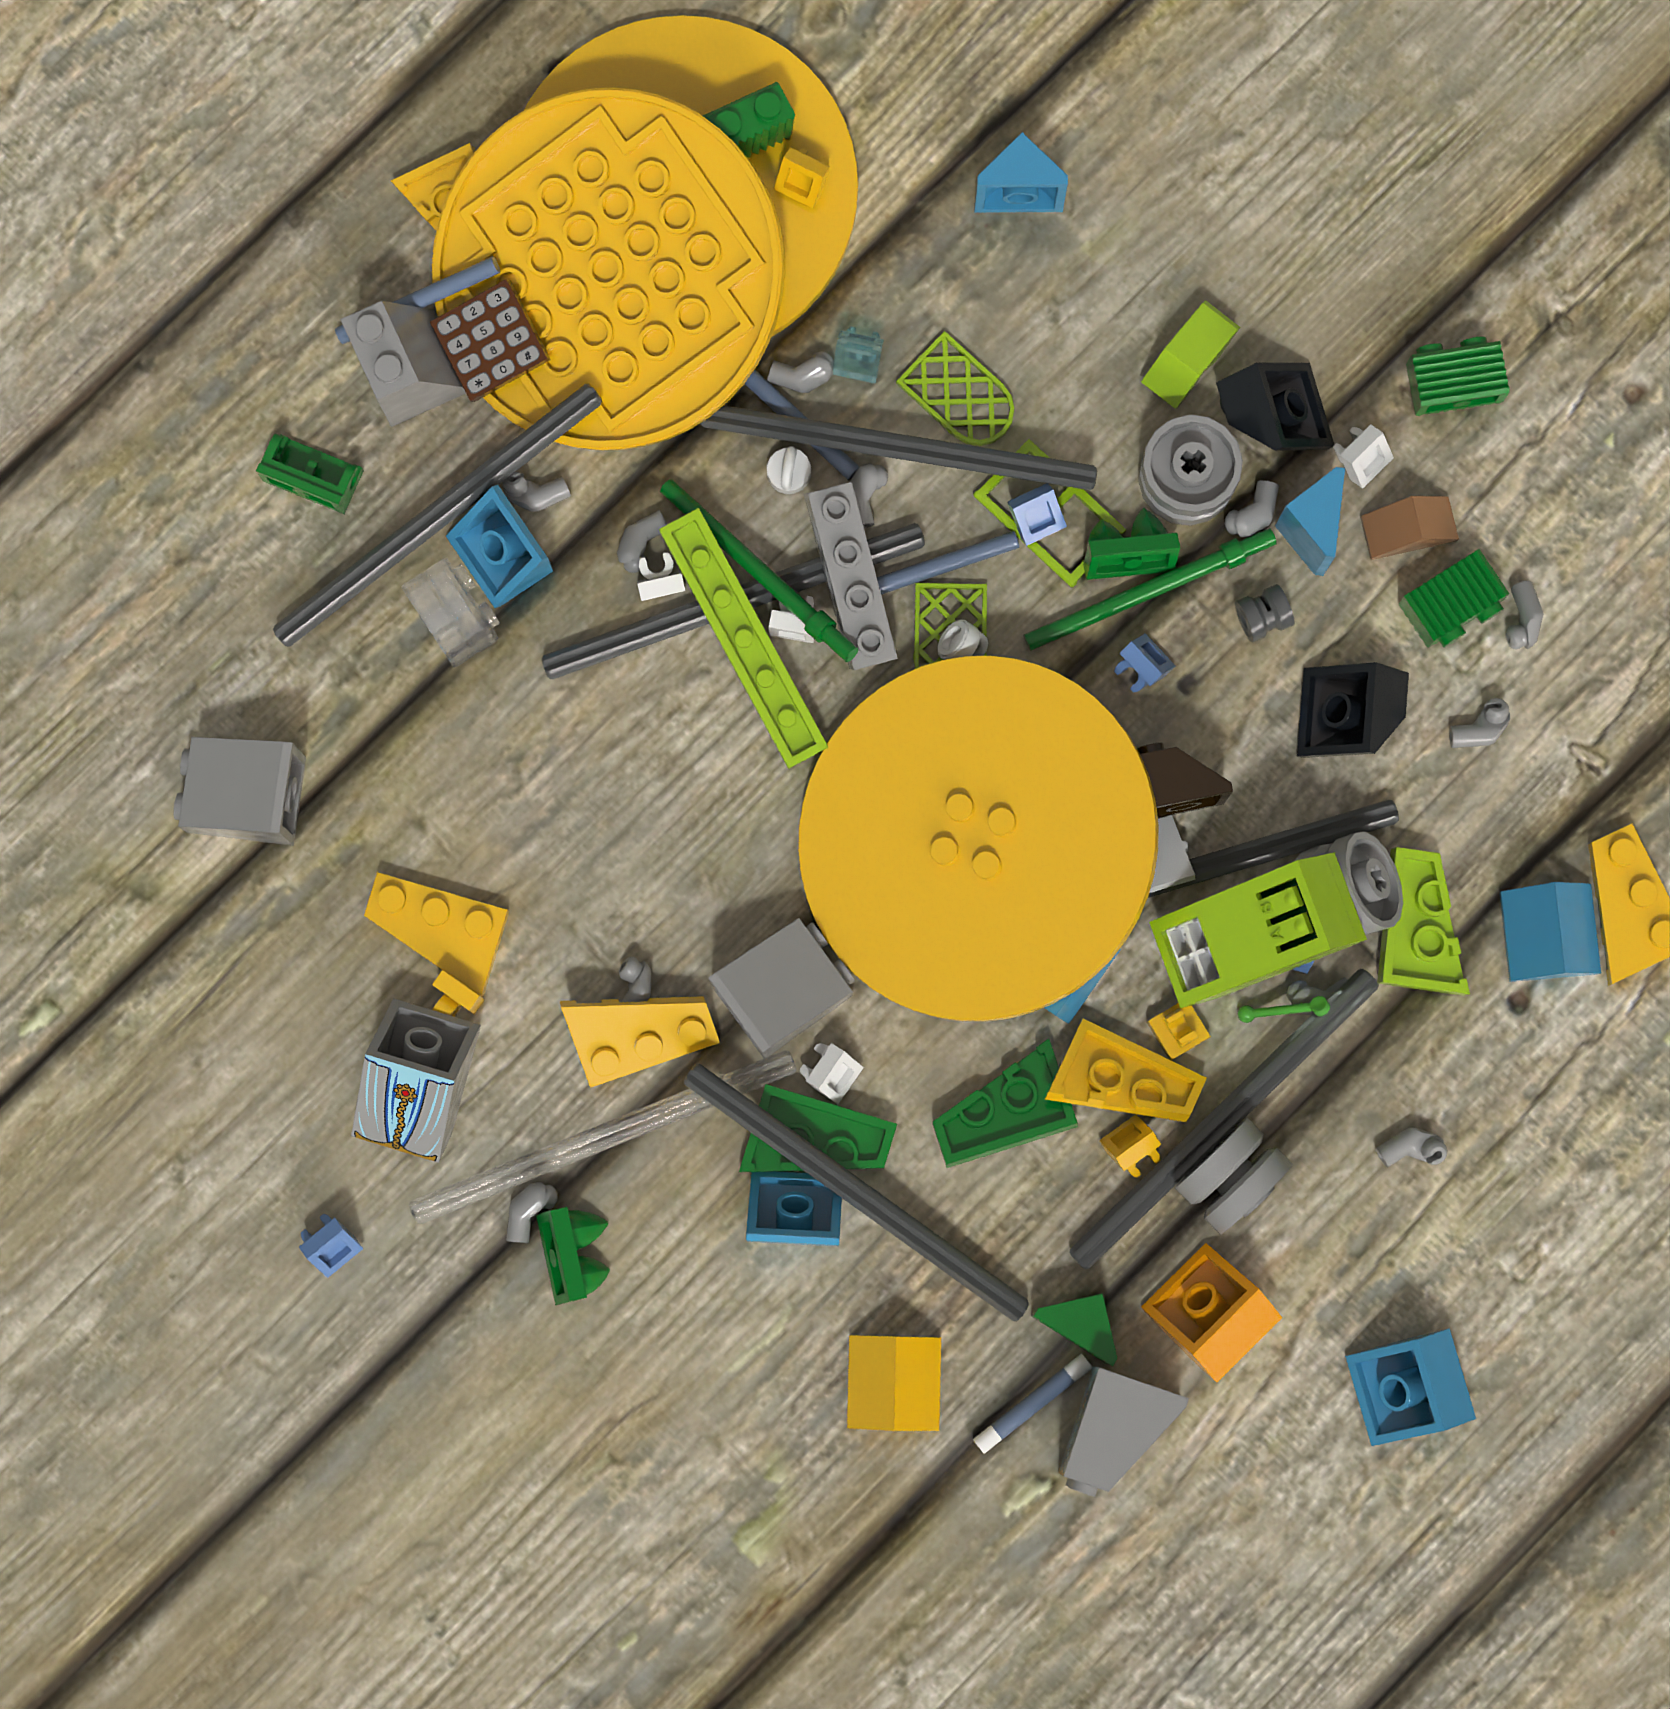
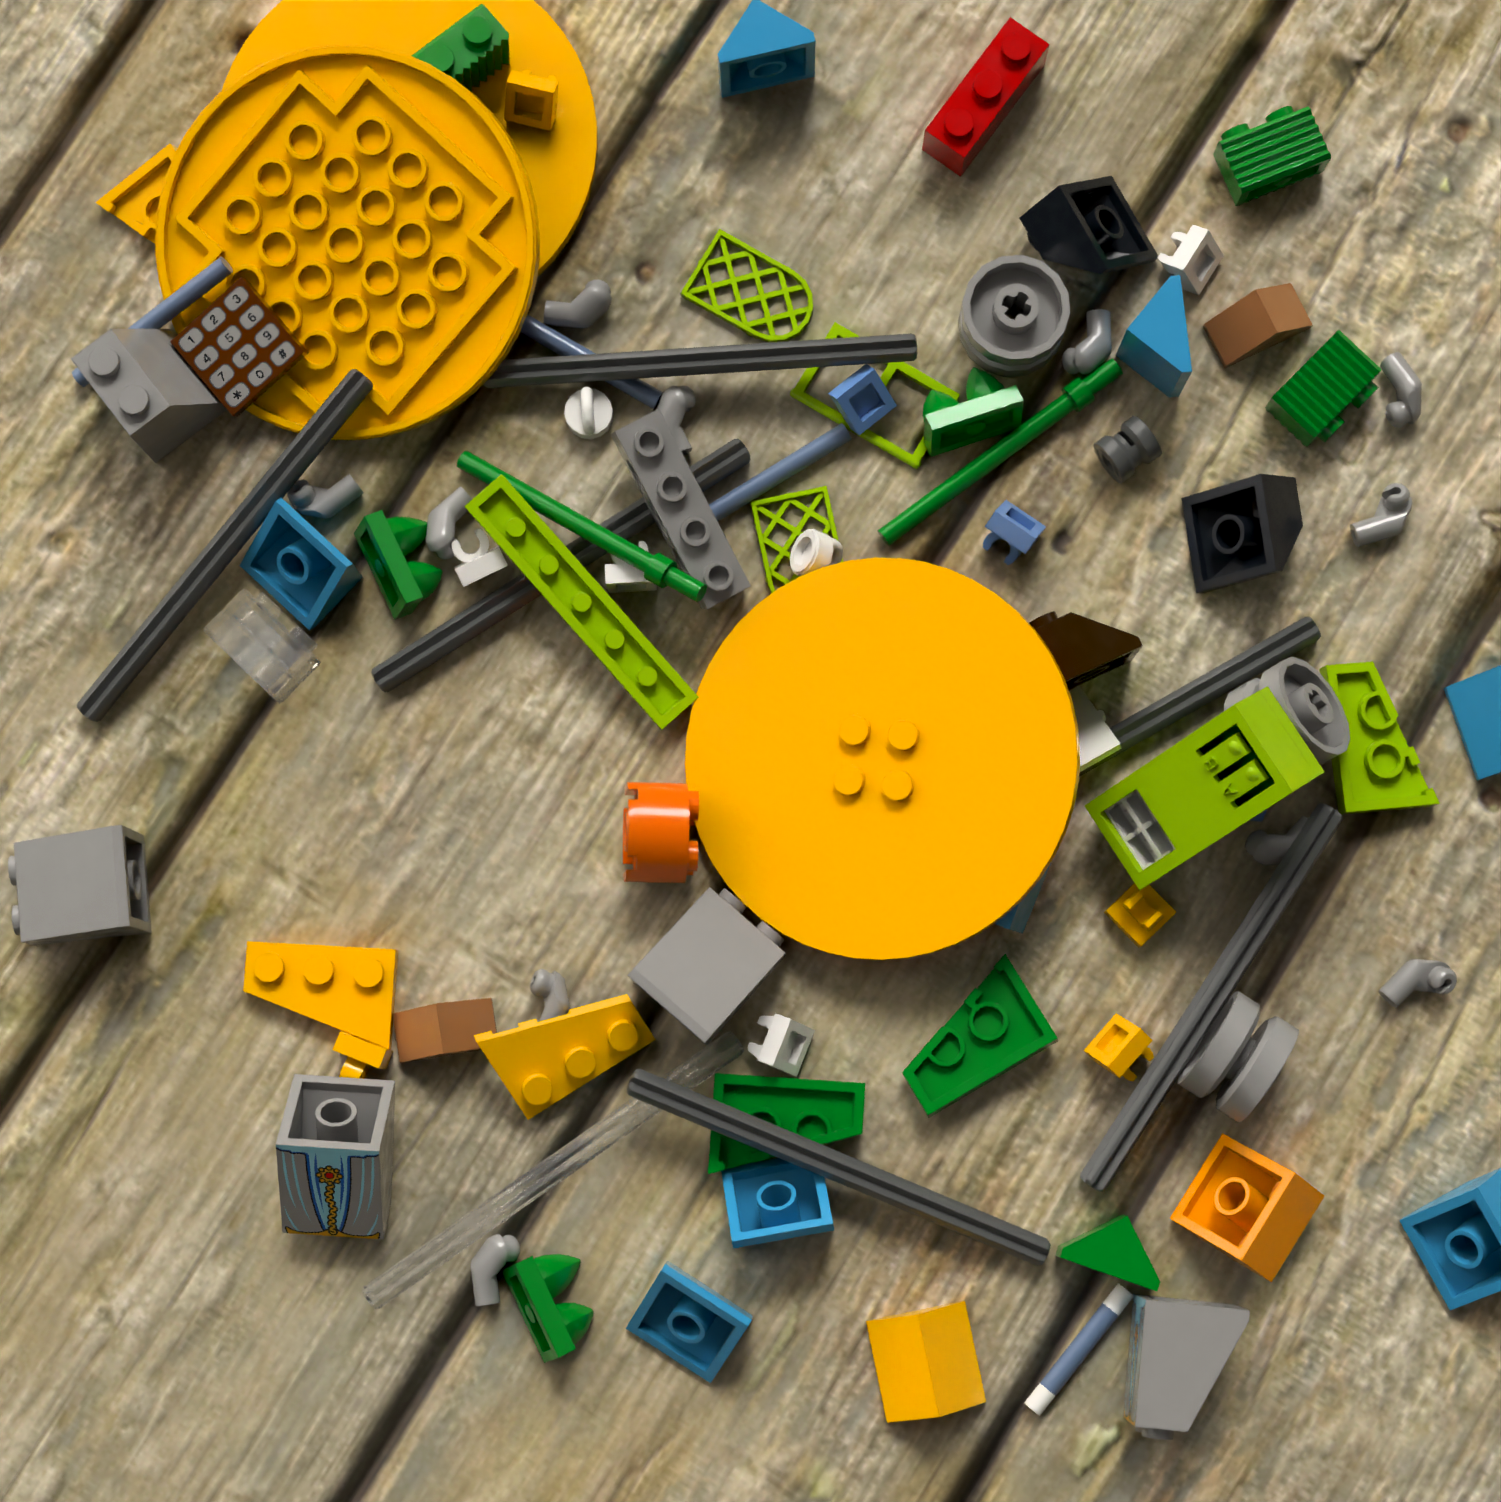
camera: 10 degrees left, 0 degrees up
(309, 473) = (78, 531): green hinge -> none
(329, 1246) = (286, 1357): medium blue tile -> none
(532, 989) = (442, 1028): none -> medium nougat slope
(578, 550) = (384, 547): none -> green tile
(691, 1298) = (689, 1322): none -> dark azure slope
(765, 858) = (658, 832): none -> orange brick
(858, 355) = (634, 275): clear light blue tile -> none
(1123, 1077) = (1094, 976): yellow wing -> none
(1190, 354) = (984, 194): lime slope -> none
(1211, 266) = (985, 96): none -> red brick
(1318, 1005) = (1284, 853): bright green hinge -> none

